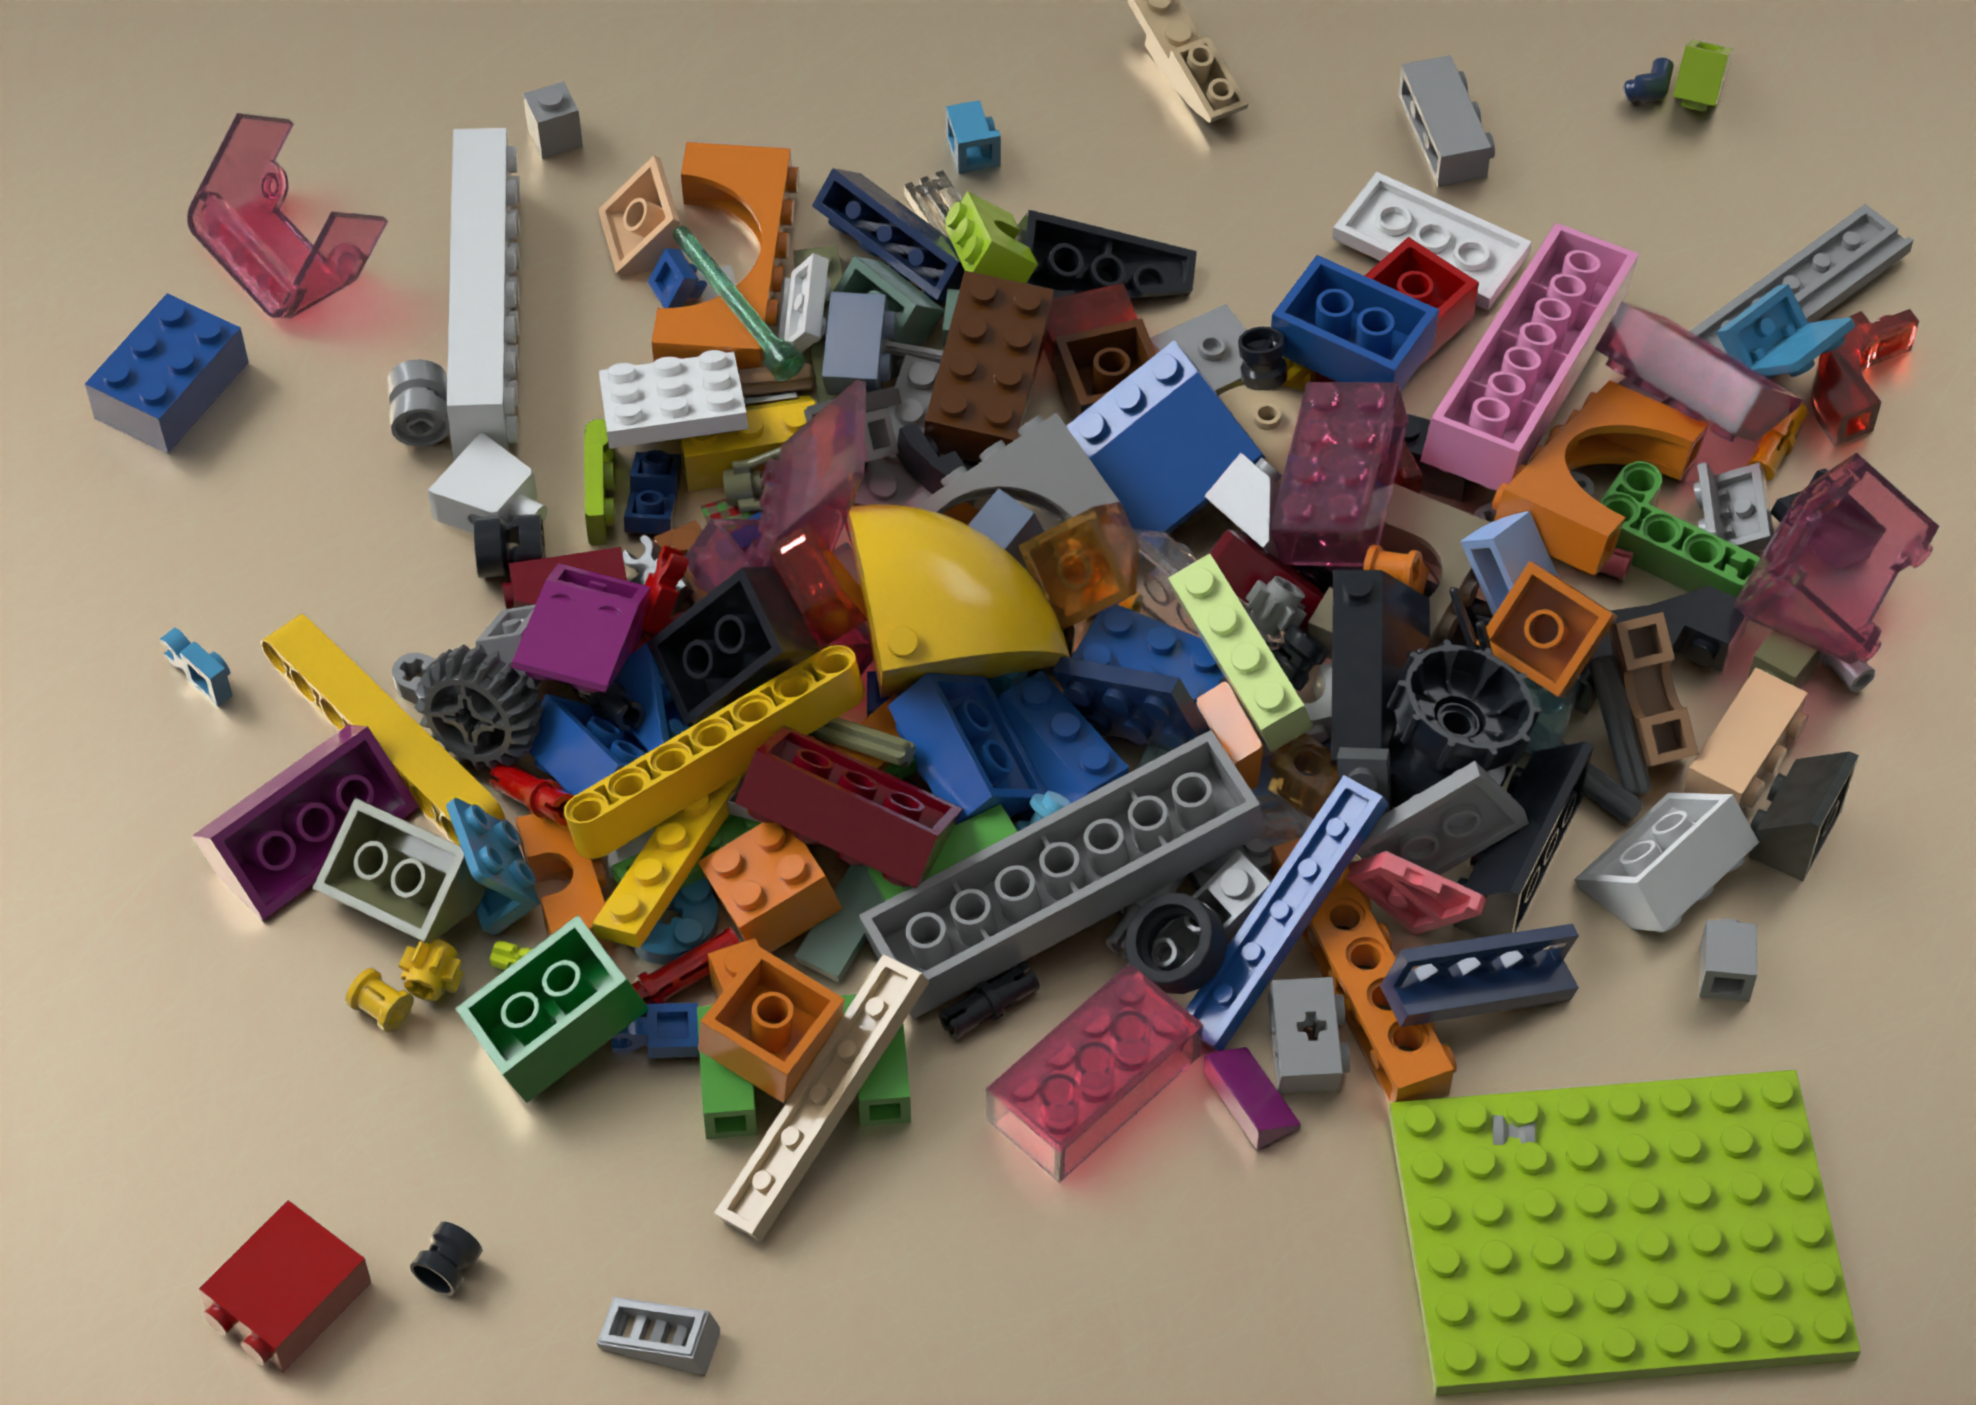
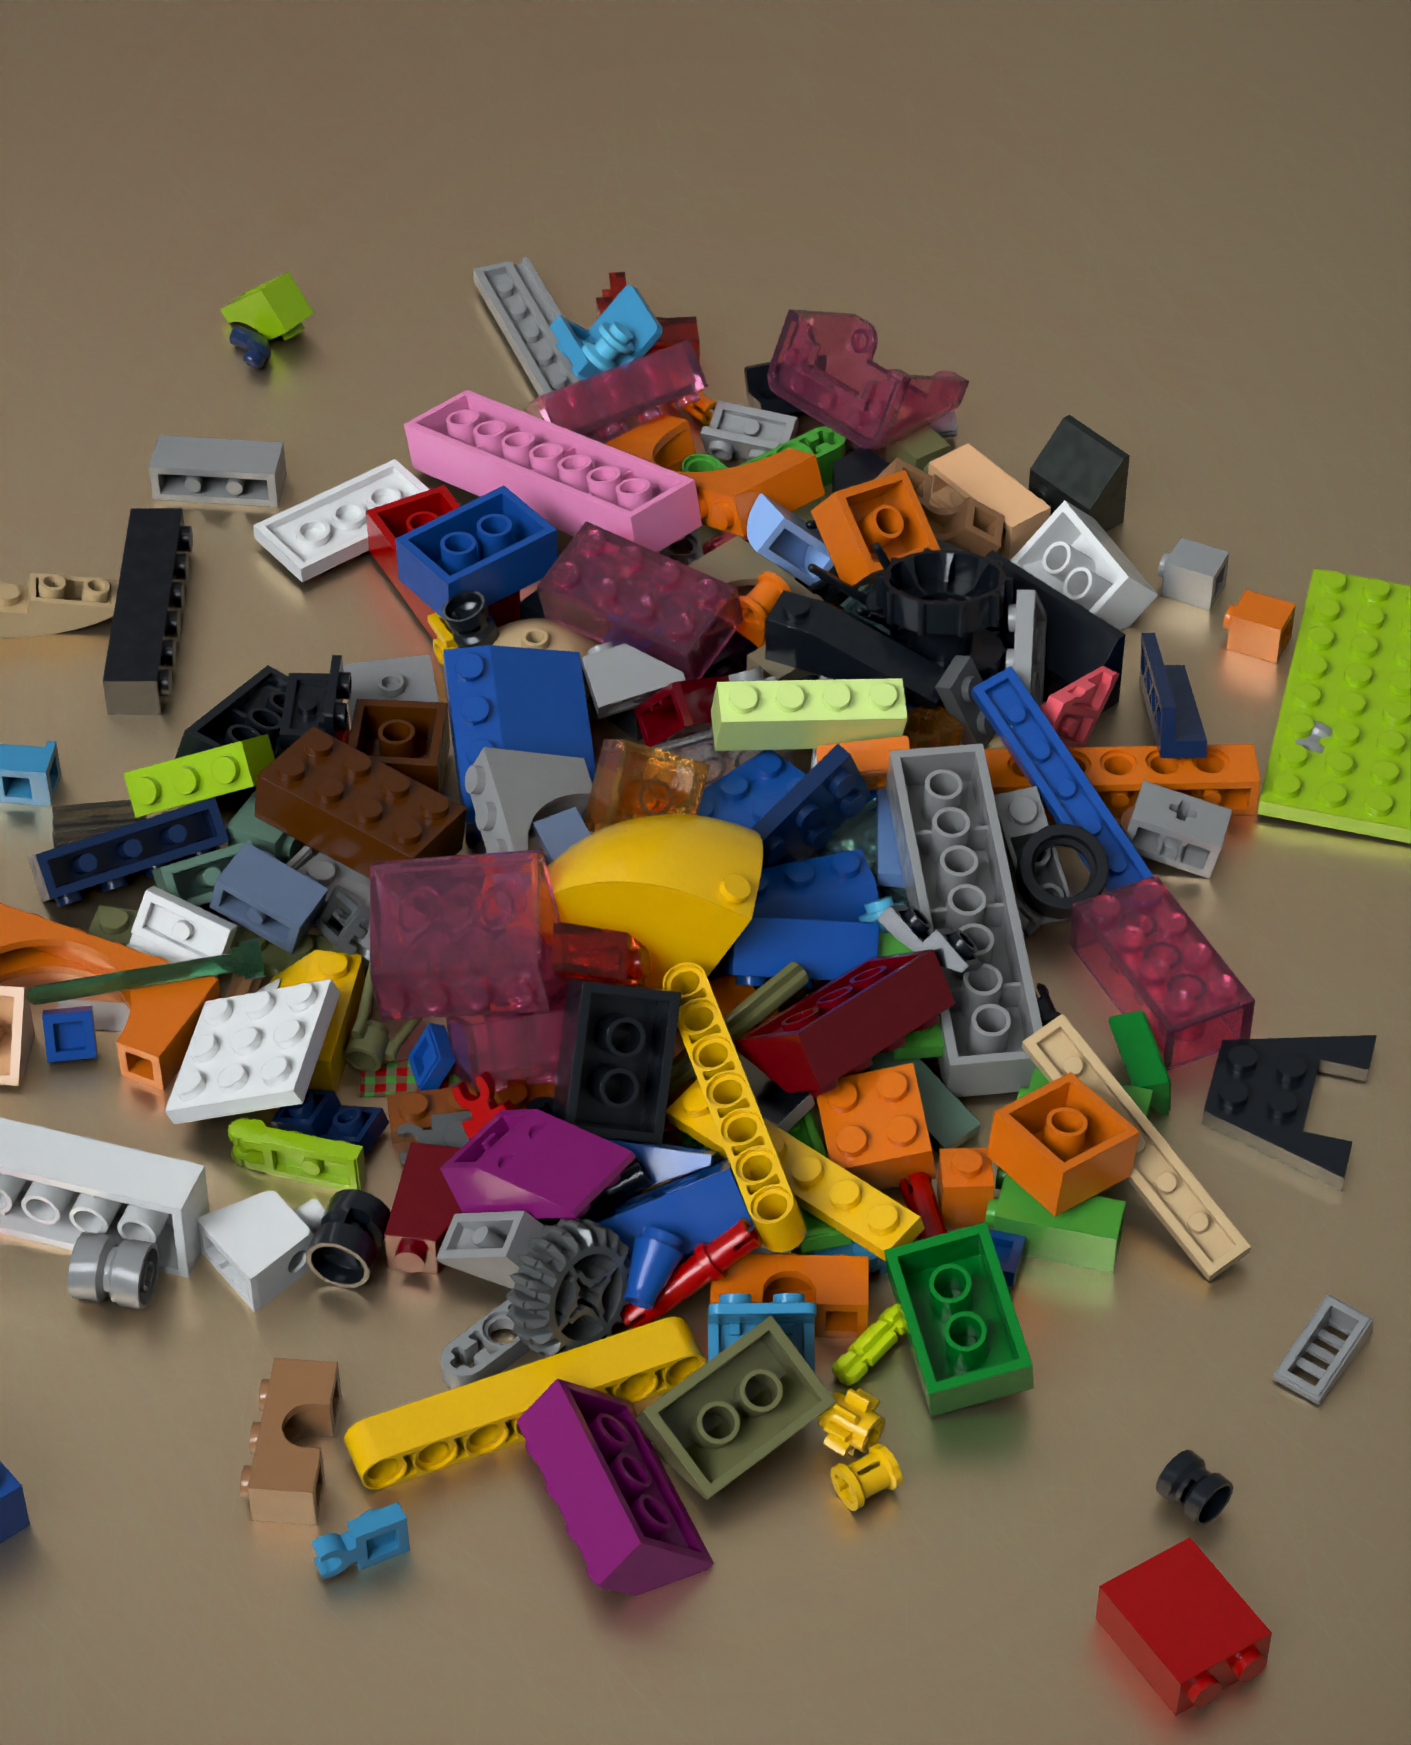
camera: 70 degrees left, 10 degrees down
(251, 583) = (296, 1404): none -> medium nougat arch
(523, 756) = (651, 1266): none -> blue cone
(958, 1085) = (1142, 1057): none -> green slope
(969, 837) = (911, 928): none -> black slope
(985, 1210) = (1265, 1094): none -> black wing
(1111, 292) = (316, 702): none -> black bracket
(1223, 138) = (147, 612): none -> black brick
(1250, 1096) = (1217, 891): magenta slope -> none
(1672, 1040) = (1259, 626): none -> orange brick
(1759, 340) = (614, 340): none -> medium azure wheel

